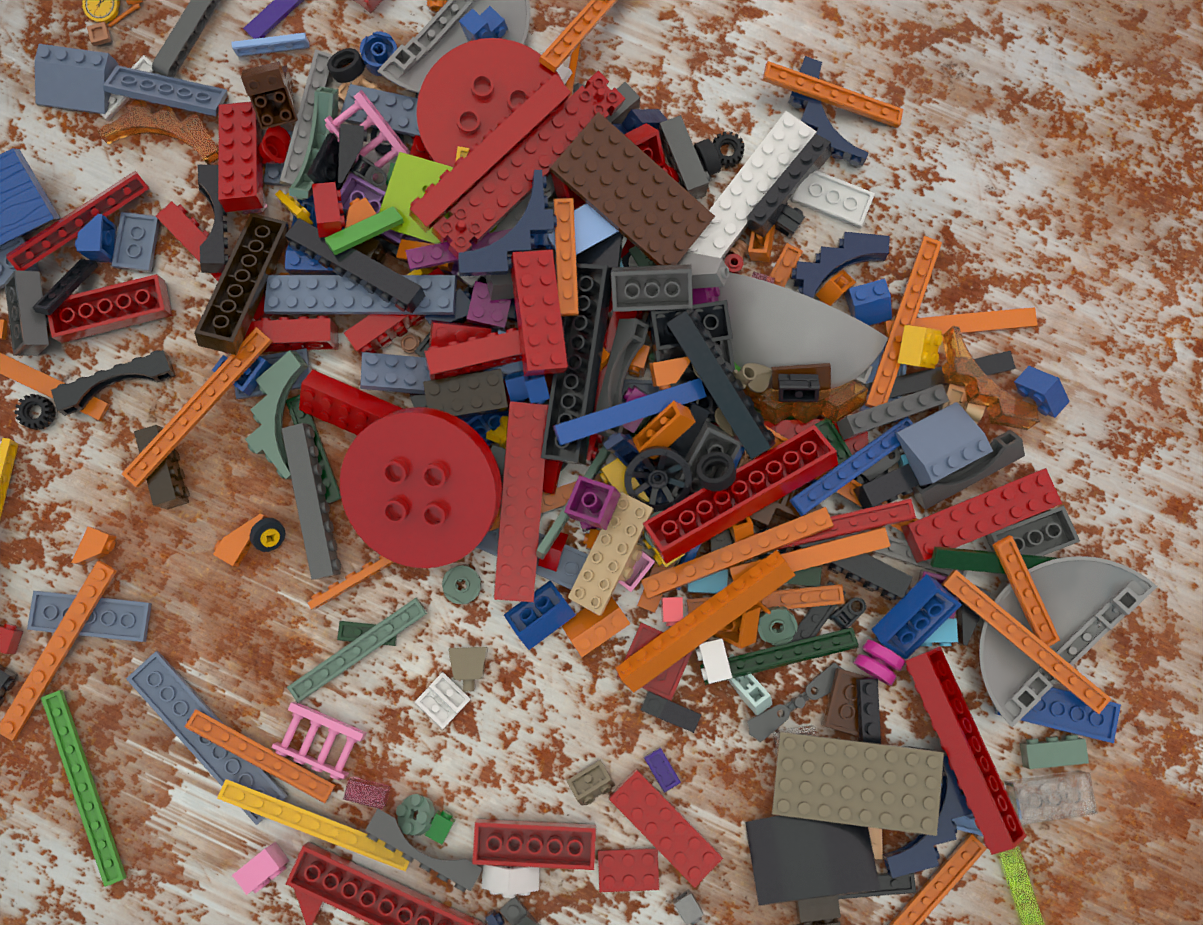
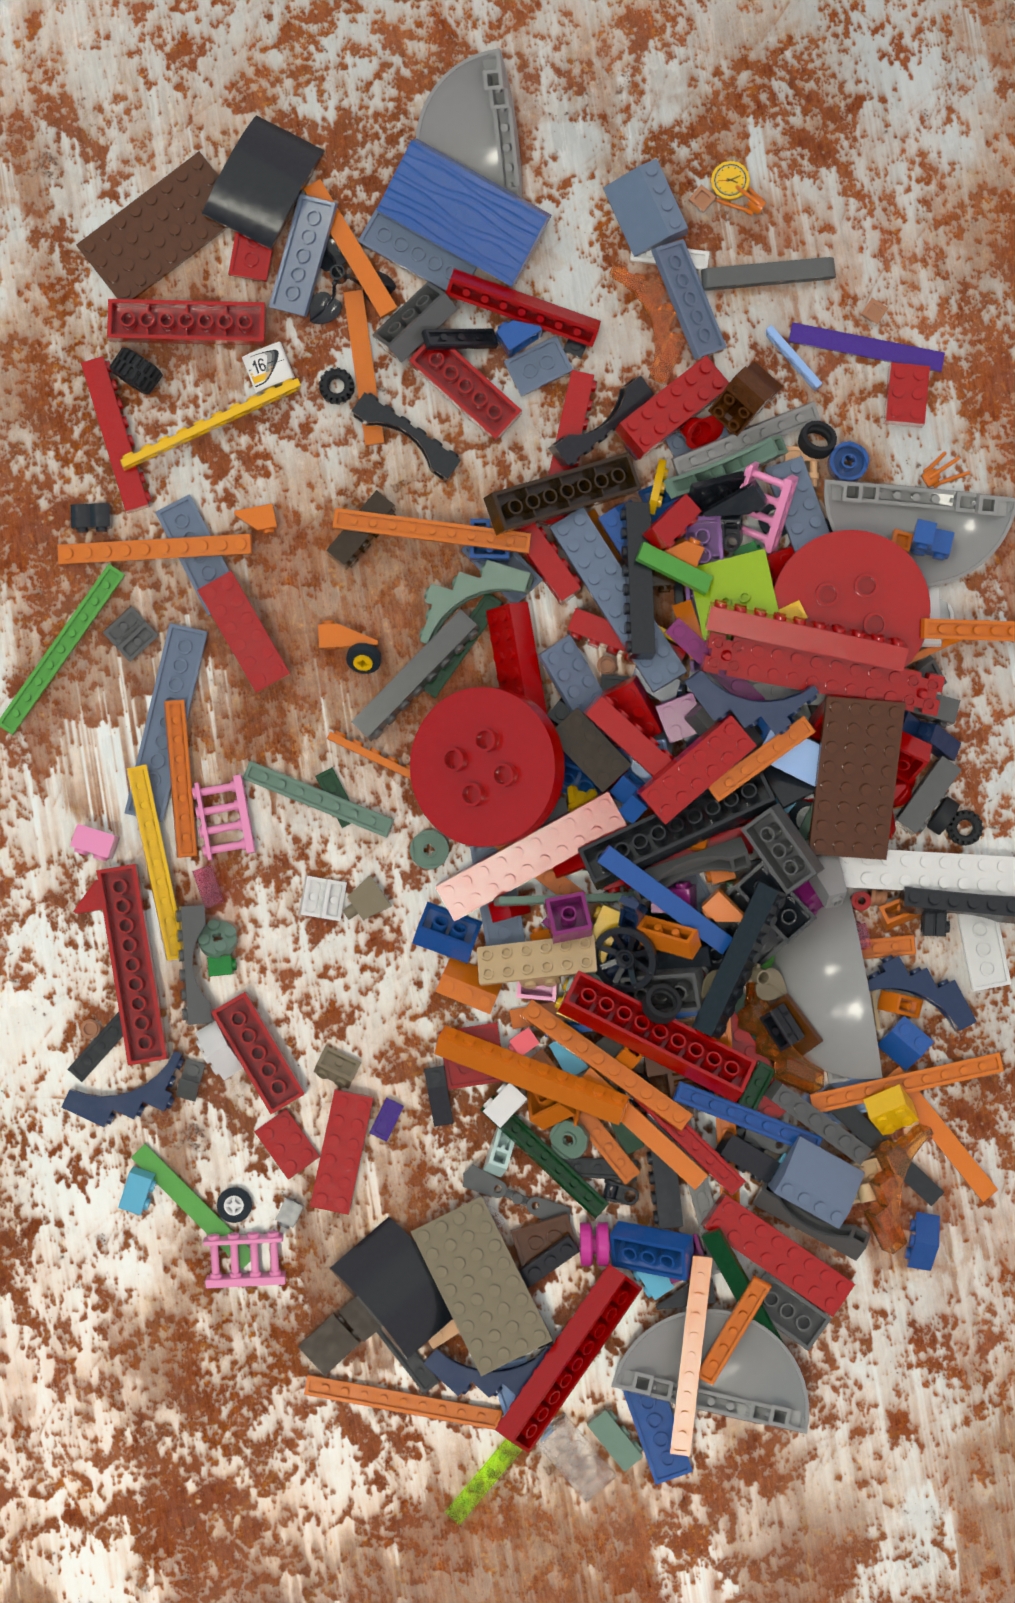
camera: 55 degrees right, 5 degrees up
(112, 718) = (130, 633): none -> dark grey slope
(142, 204) = (574, 348): none -> black plate
(174, 620) = (243, 631): none -> red brick

